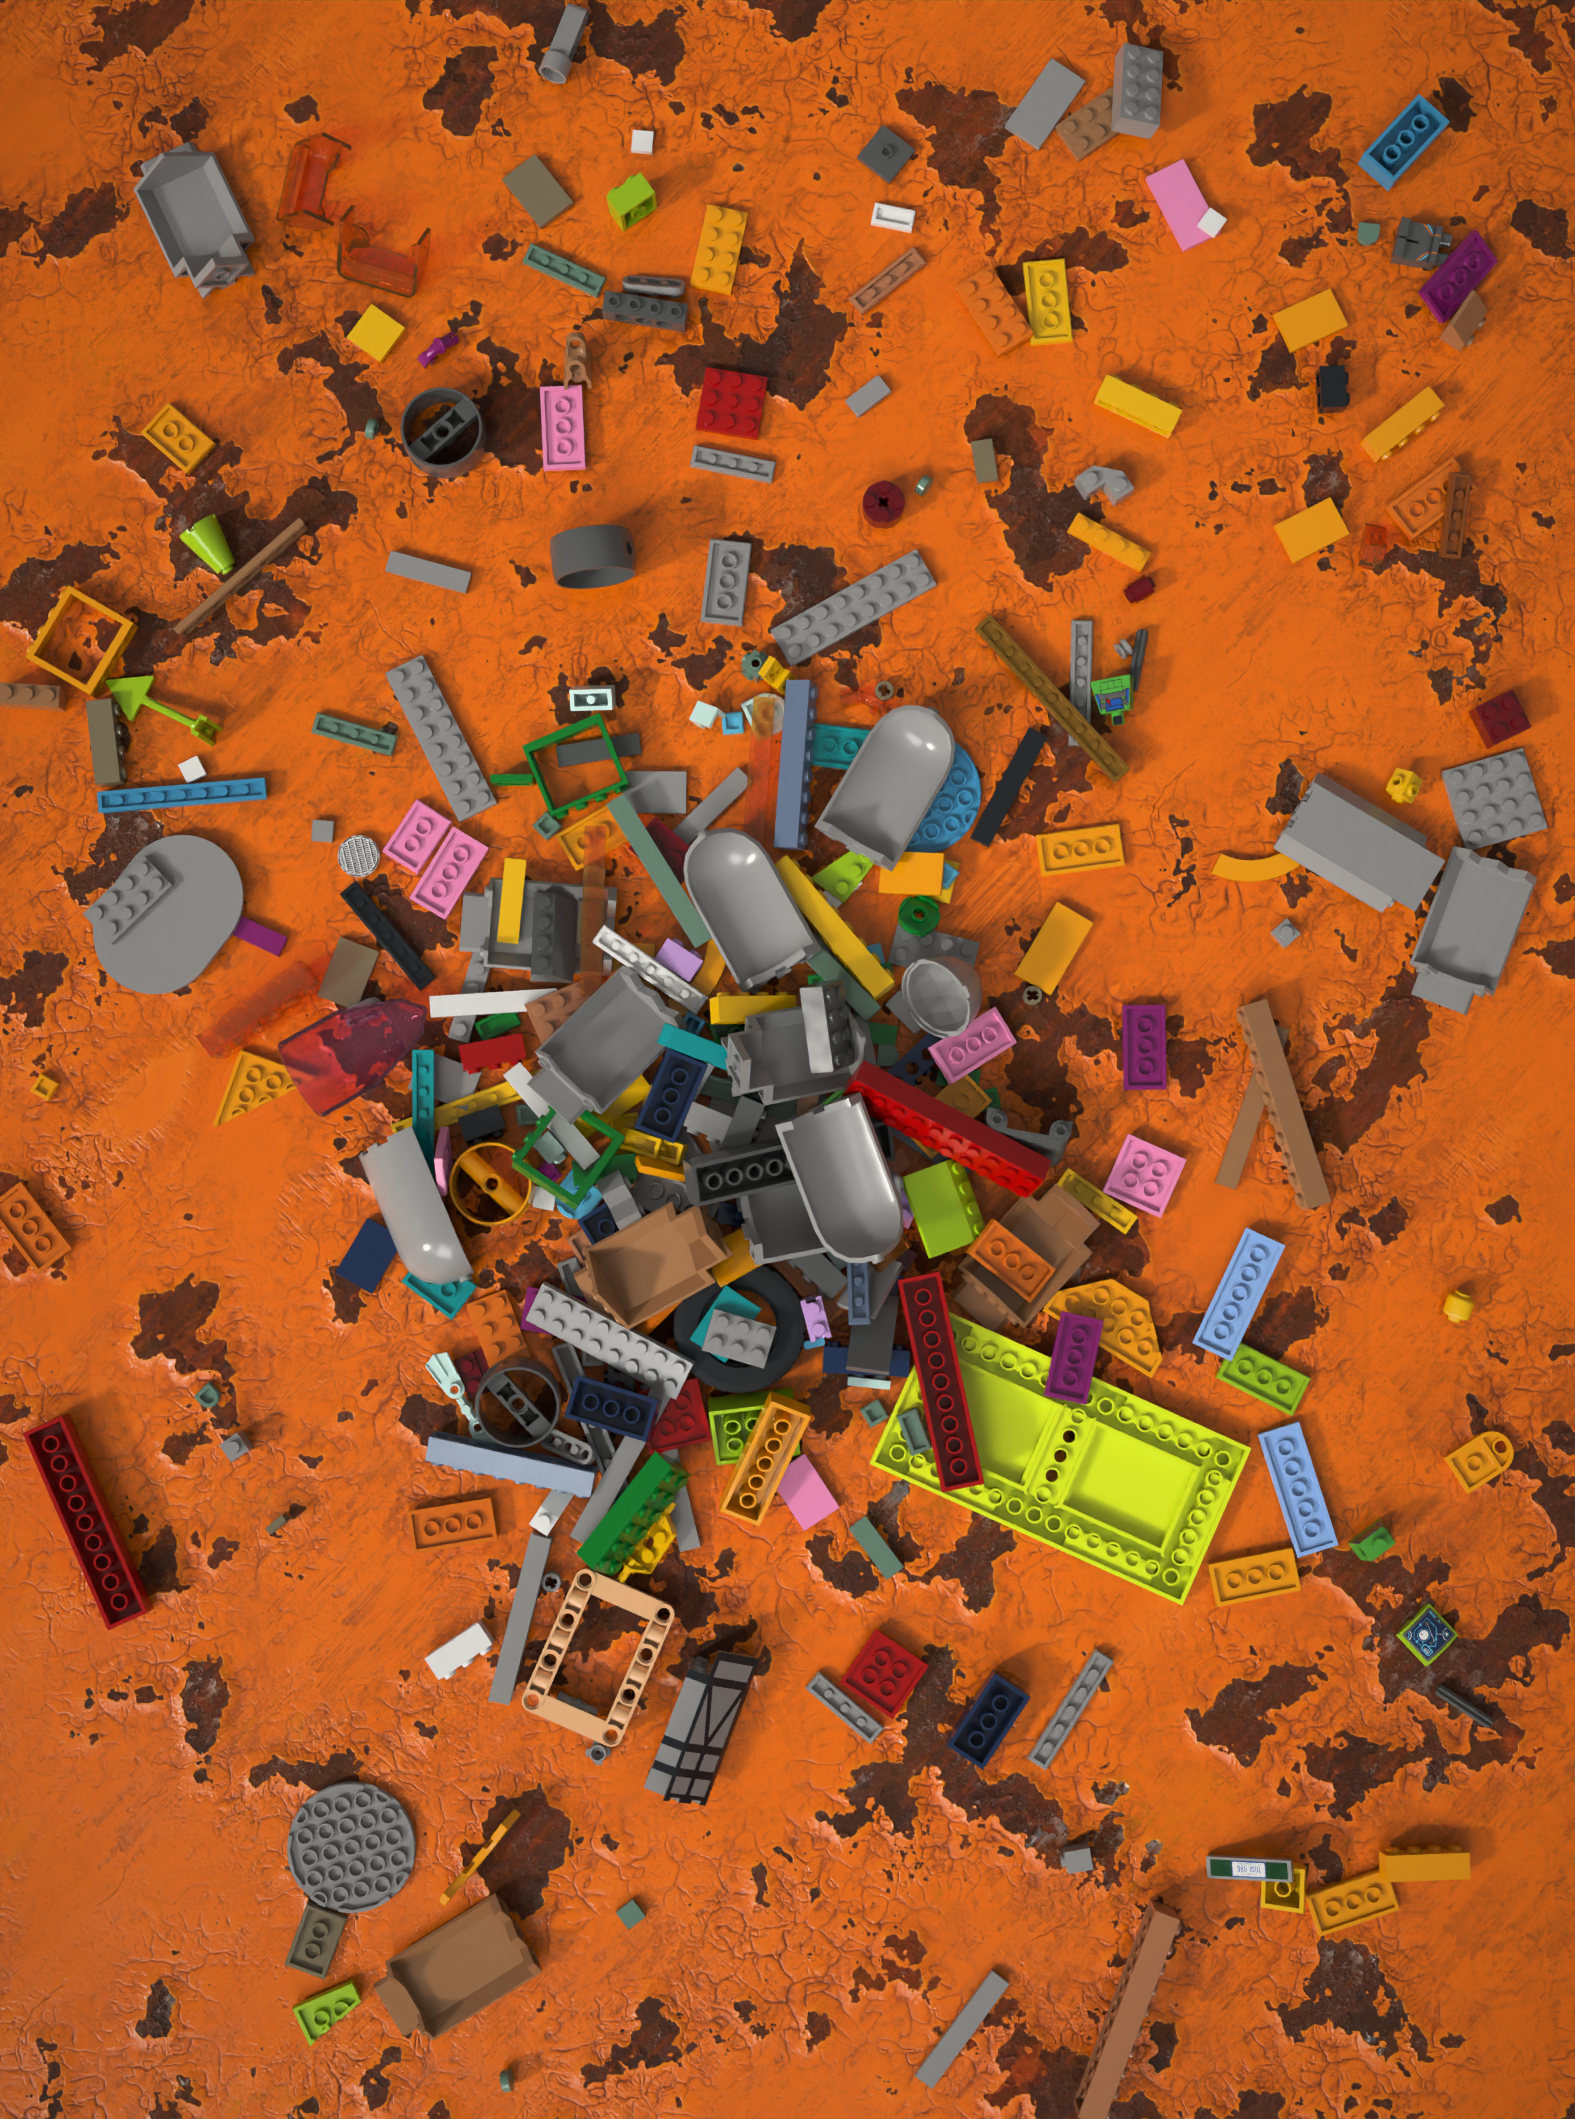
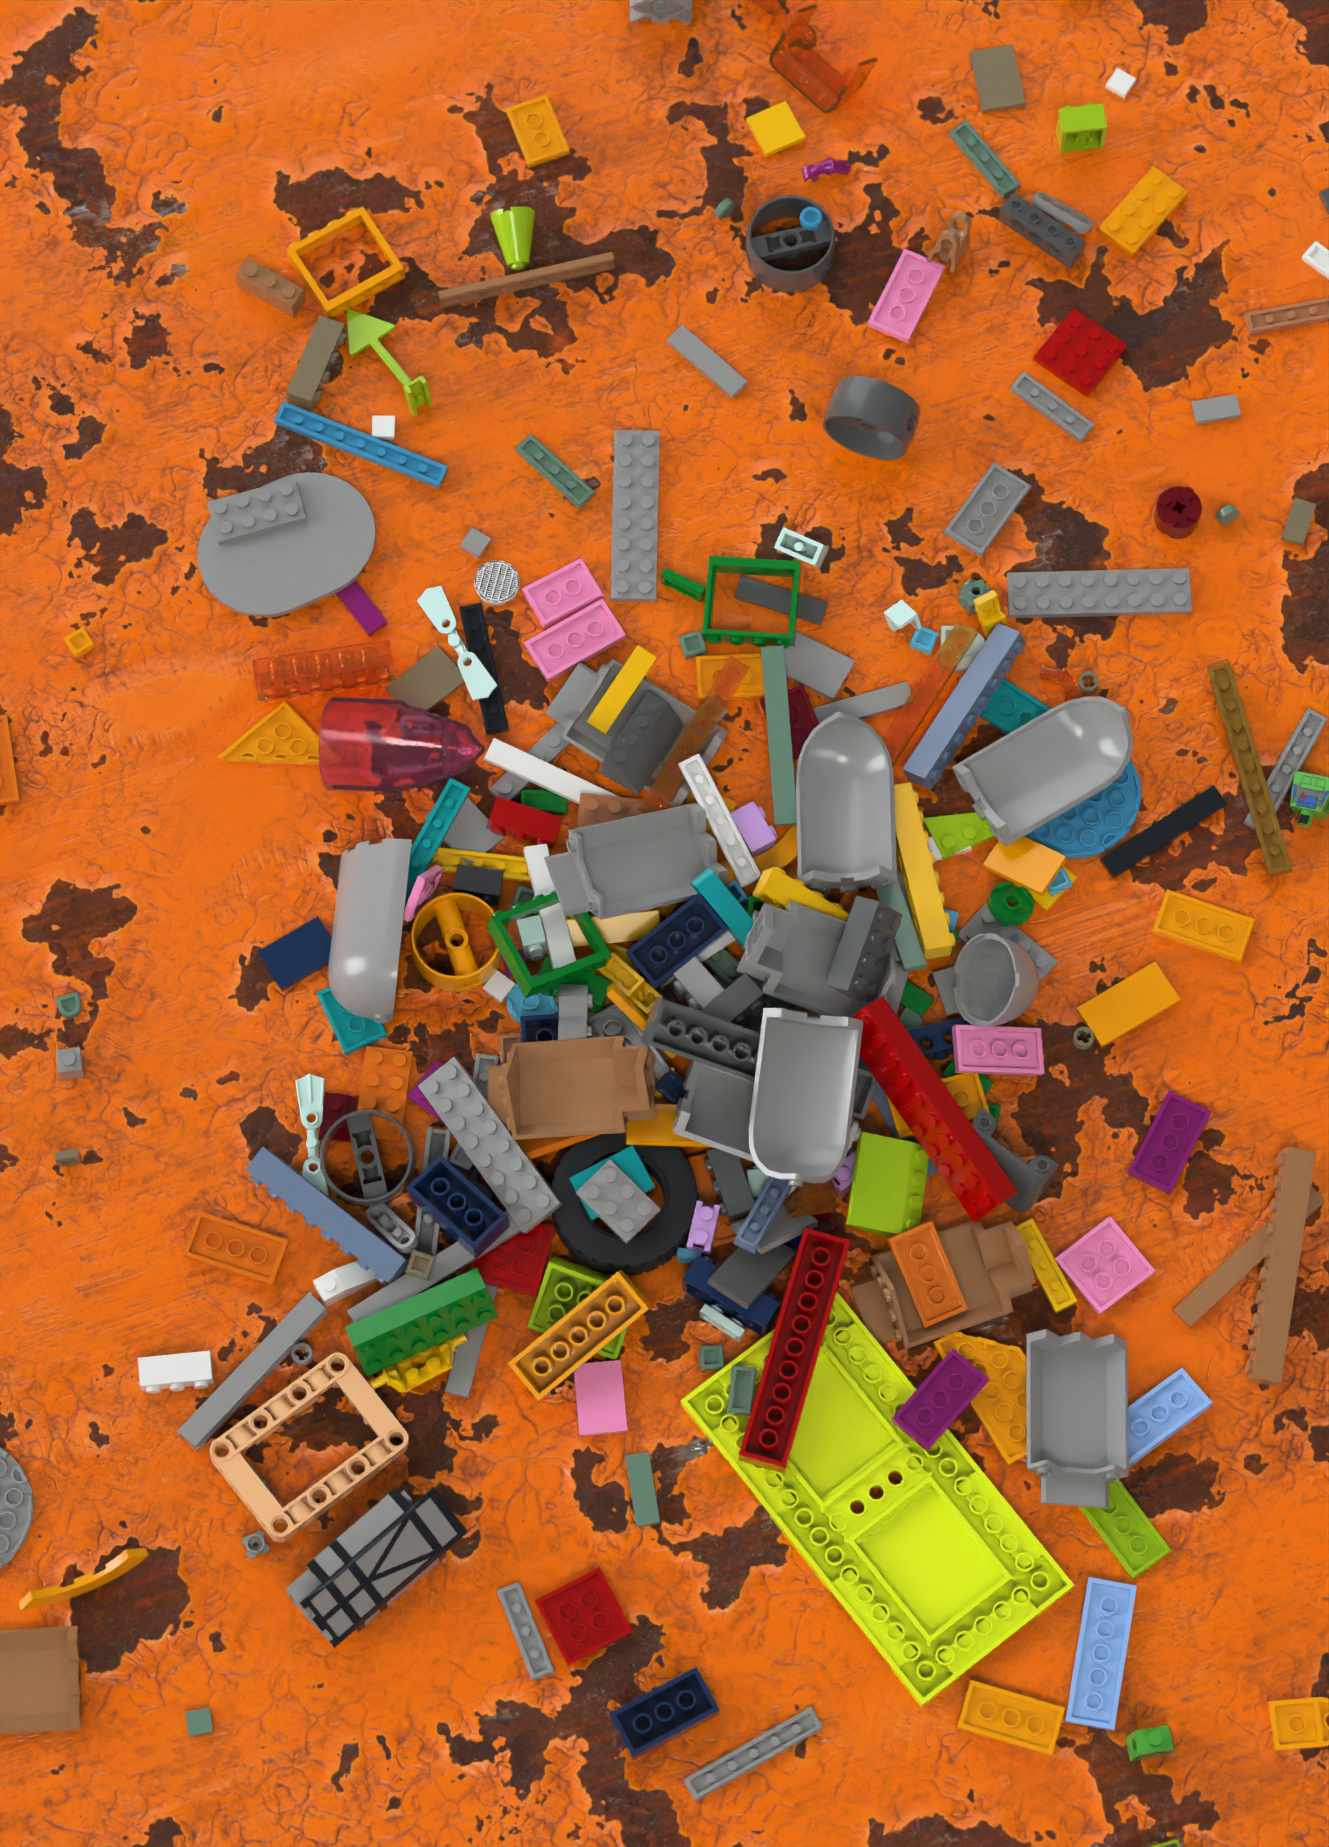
camera: 25 degrees right, 15 degrees down
(384, 947) = (438, 609): none -> light aqua piece
(450, 404) = (811, 218): none -> dark azure tile
(608, 1469) = (420, 1265): none -> dark tan tile
(1187, 1314) = (1077, 1416): none -> light grey panel

